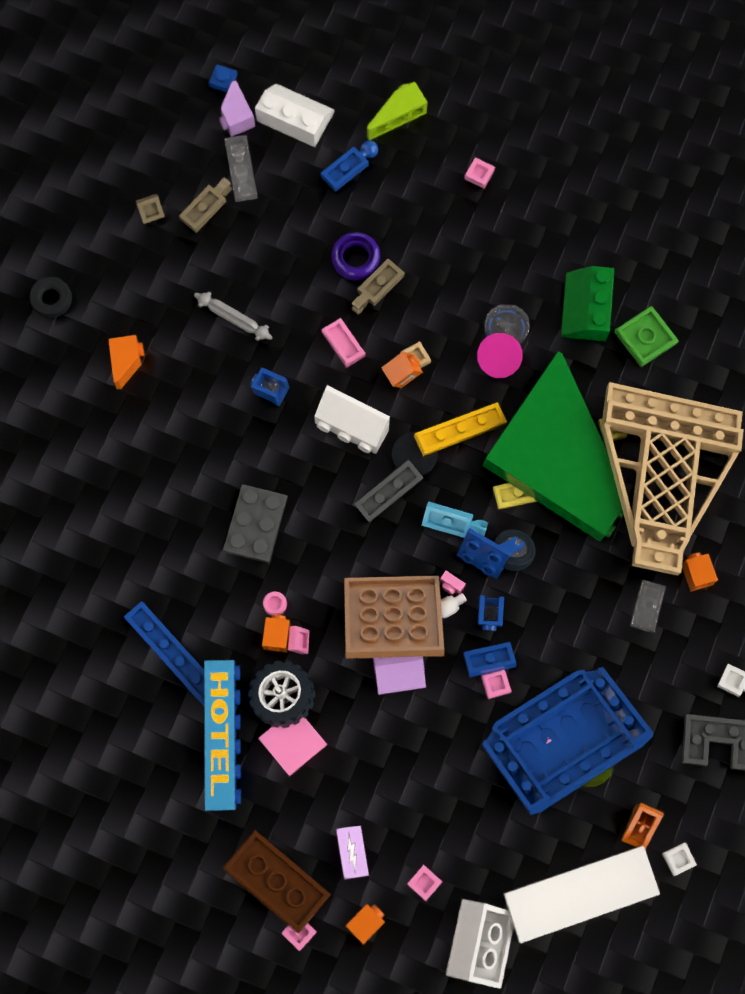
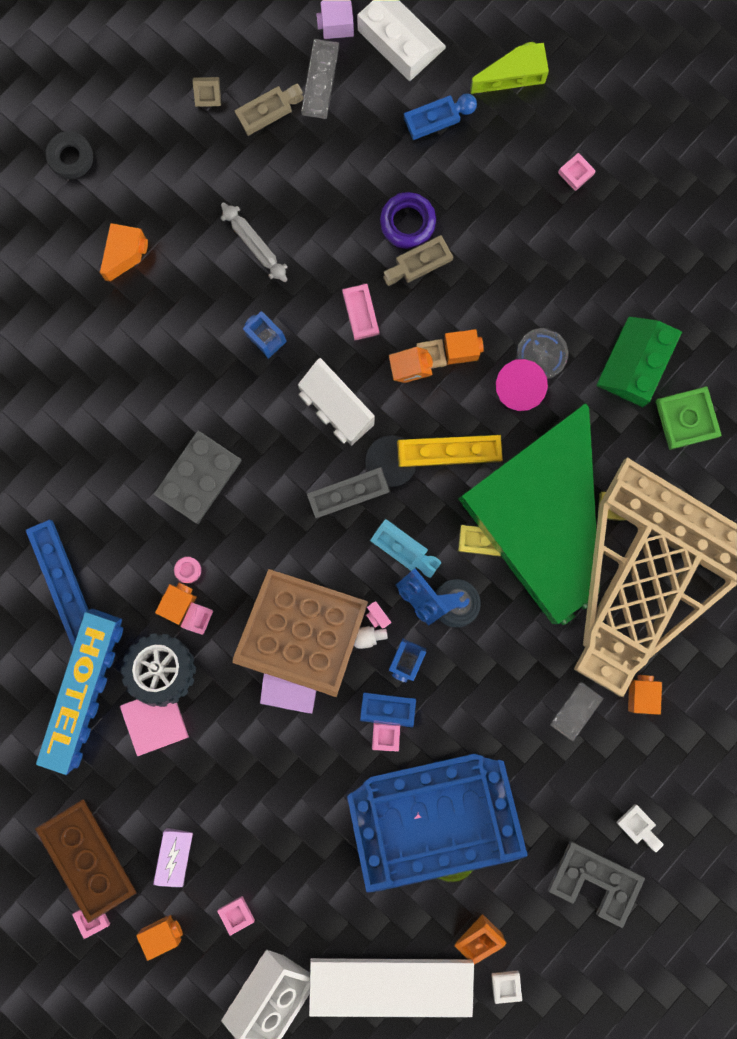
camera: 20 degrees right, 10 degrees up
(439, 341) = (462, 346): none -> orange brick

